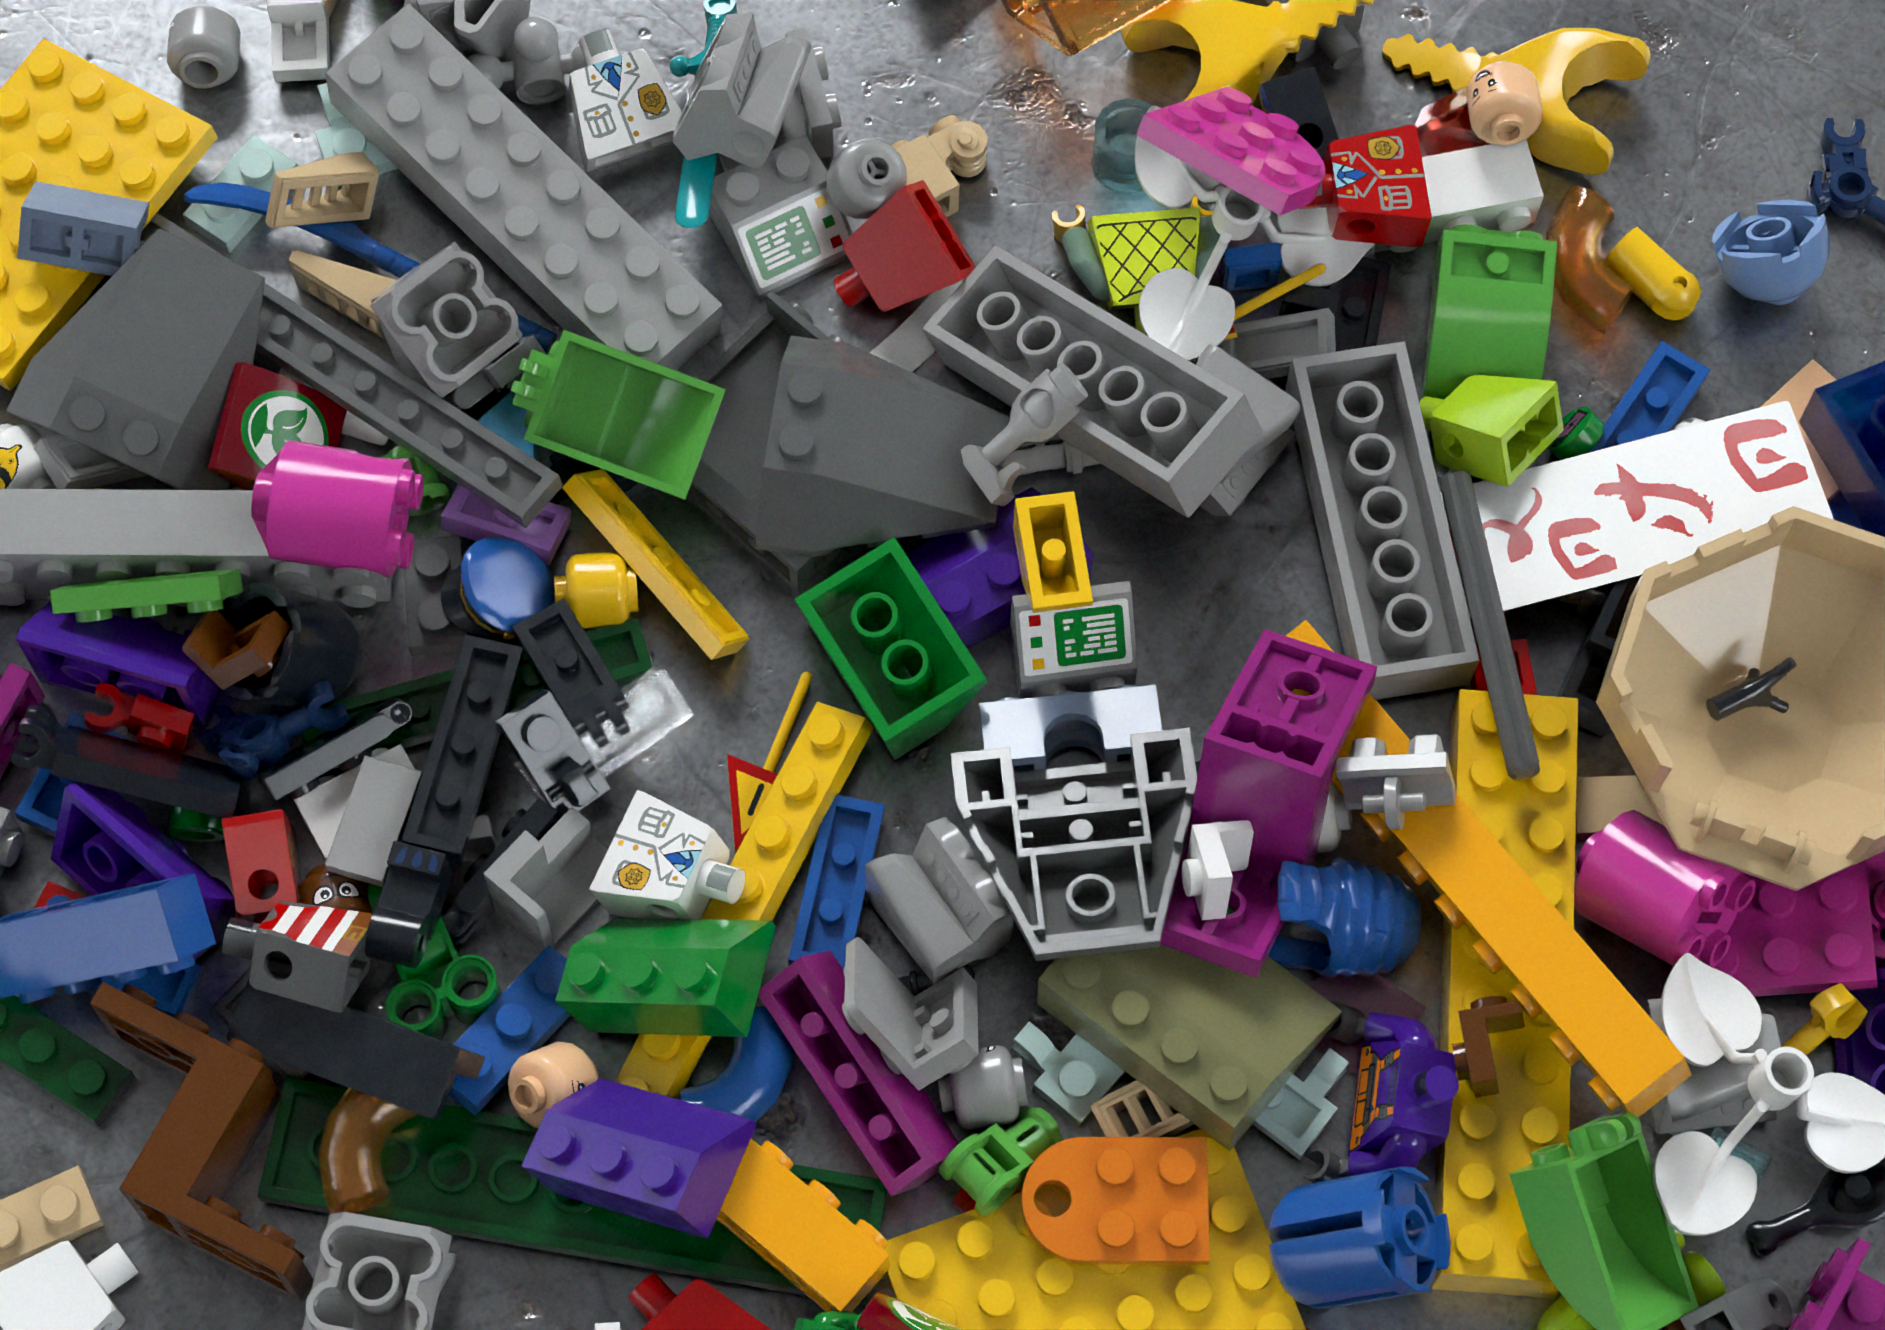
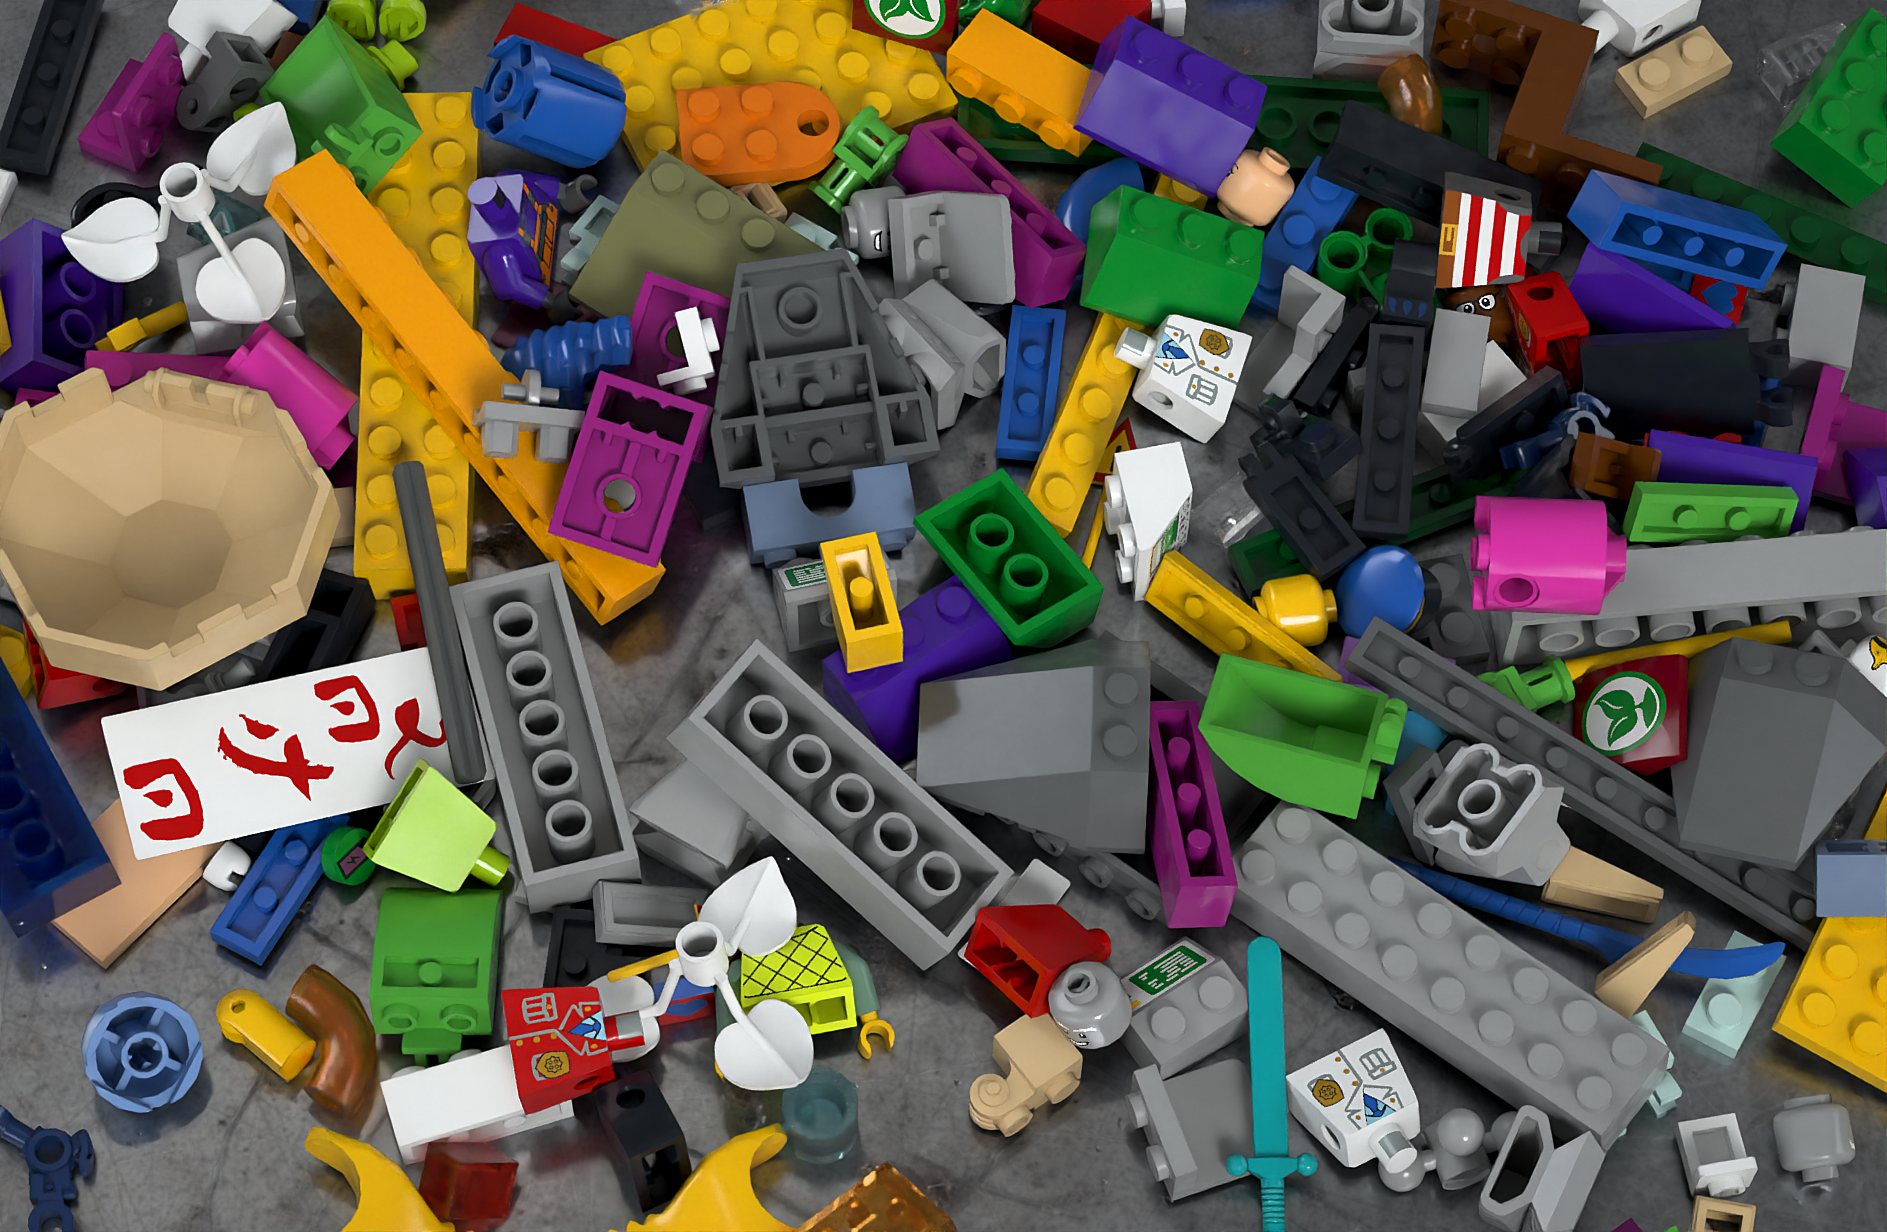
camera: 175 degrees right, 5 degrees down
(735, 689) = (1147, 510): none -> white slope
(740, 94) = (1234, 1067): light grey piece -> none
(745, 348) = (1187, 820): none -> magenta brick
(1034, 417) = (891, 737): light grey piece -> none
(1239, 147) = (702, 1018): dark pink plate -> none
(1474, 1055) = (451, 231): reddish brown bracket -> none
(1504, 103) = (423, 1155): light nougat head -> none
(1751, 692) = (191, 562): black bar -> none

